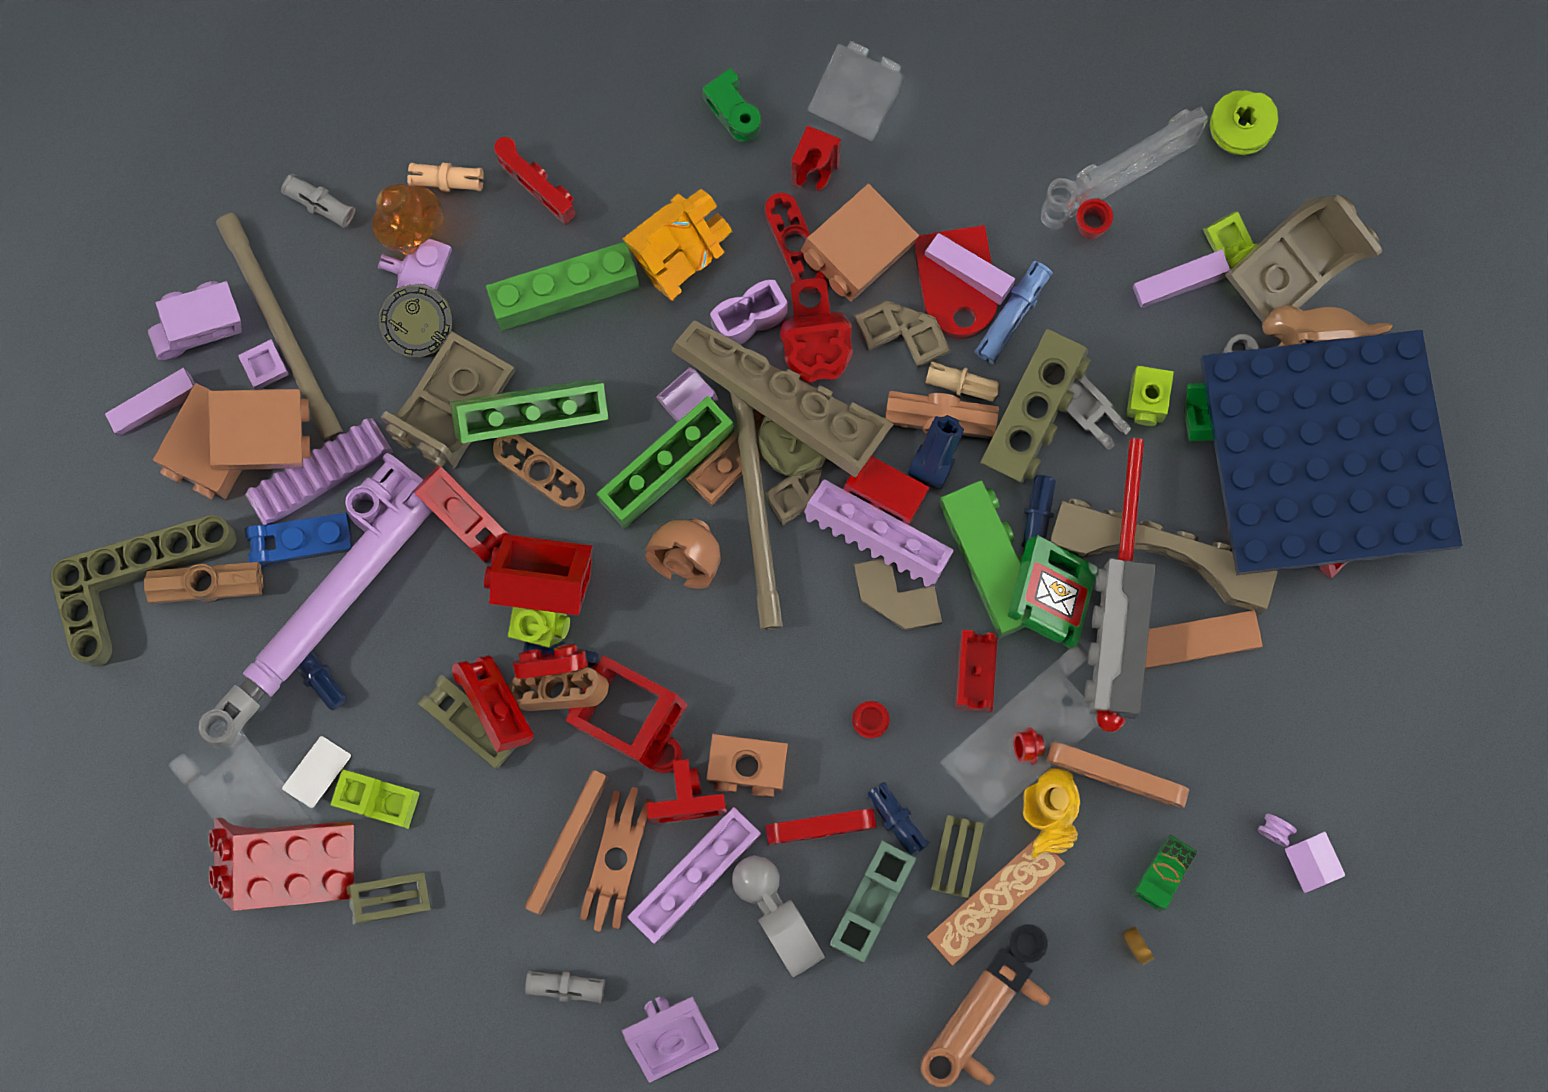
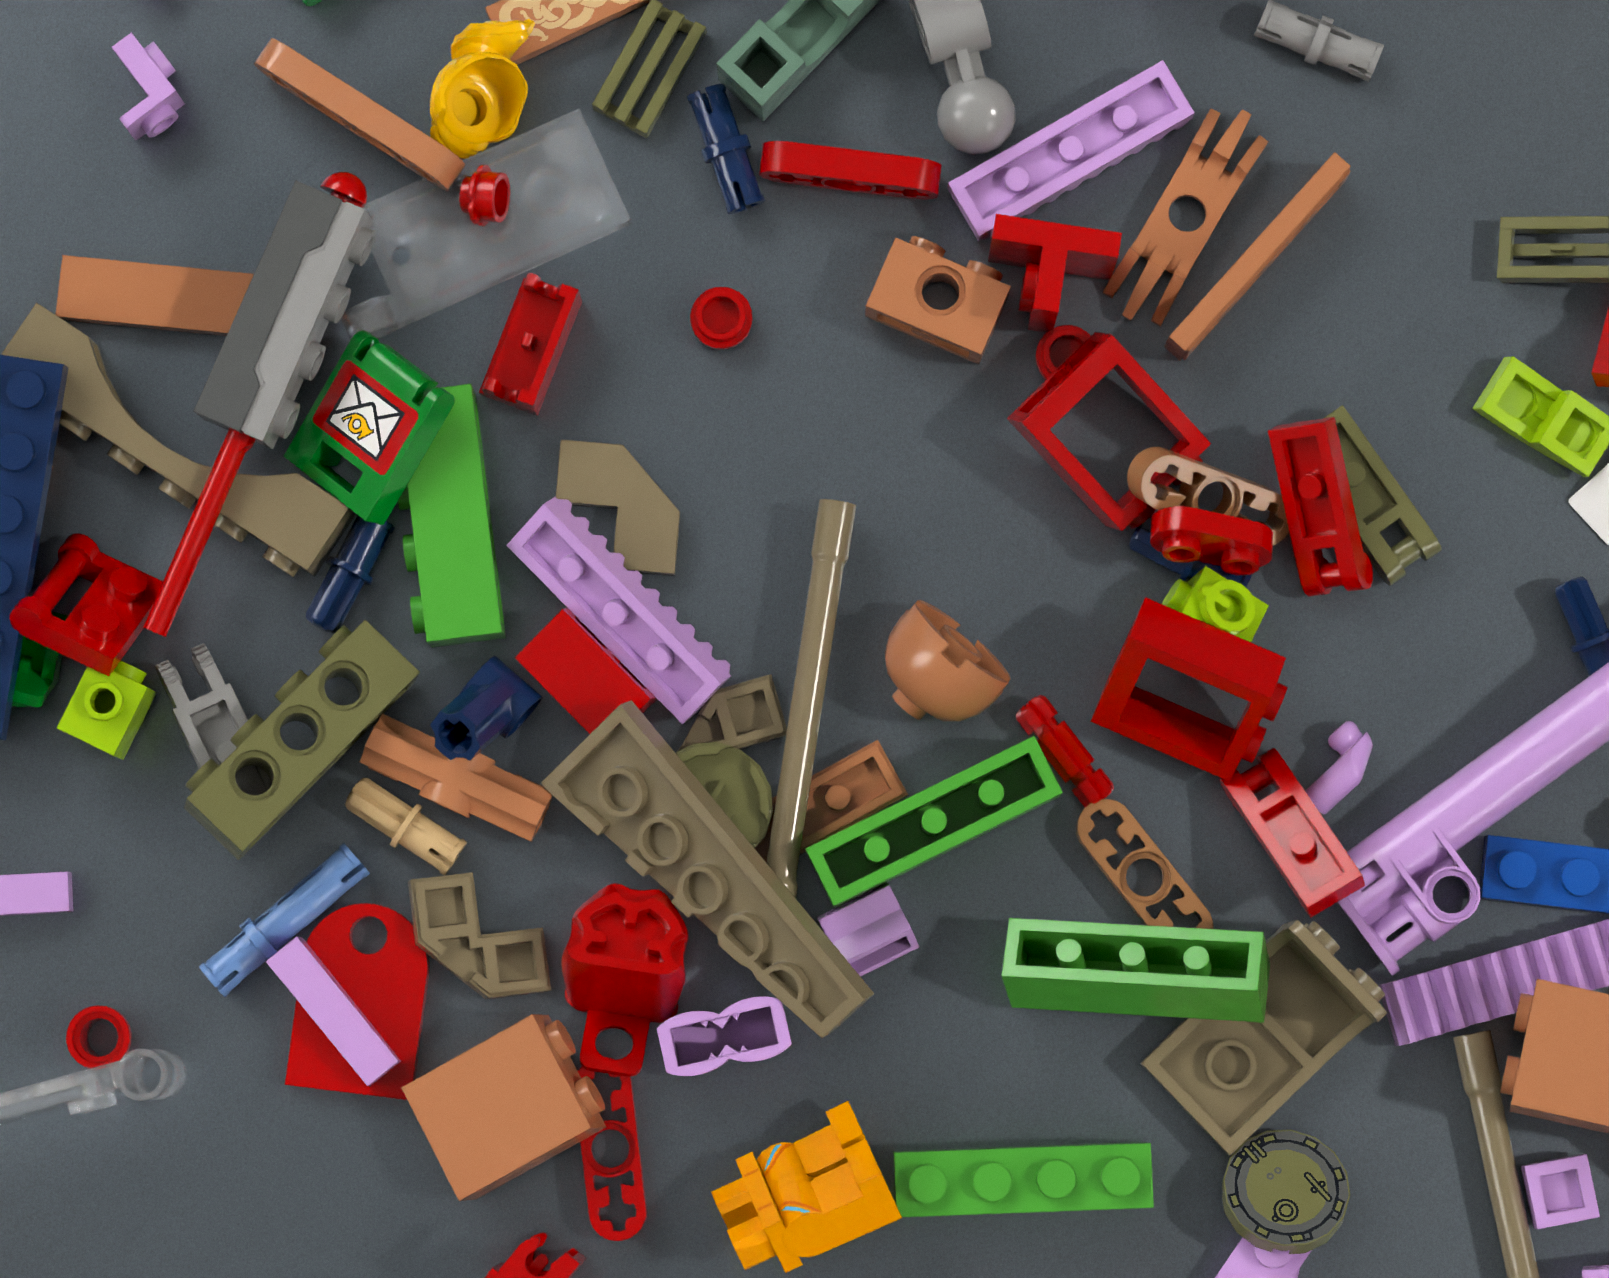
camera: 165 degrees left, 5 degrees up
(439, 563) = (1346, 771): none -> lavender arm
(603, 528) = (1064, 751): none -> red axle
(1167, 443) = (105, 617): none -> red plate
(1247, 766) = (151, 72): none -> lavender bracket

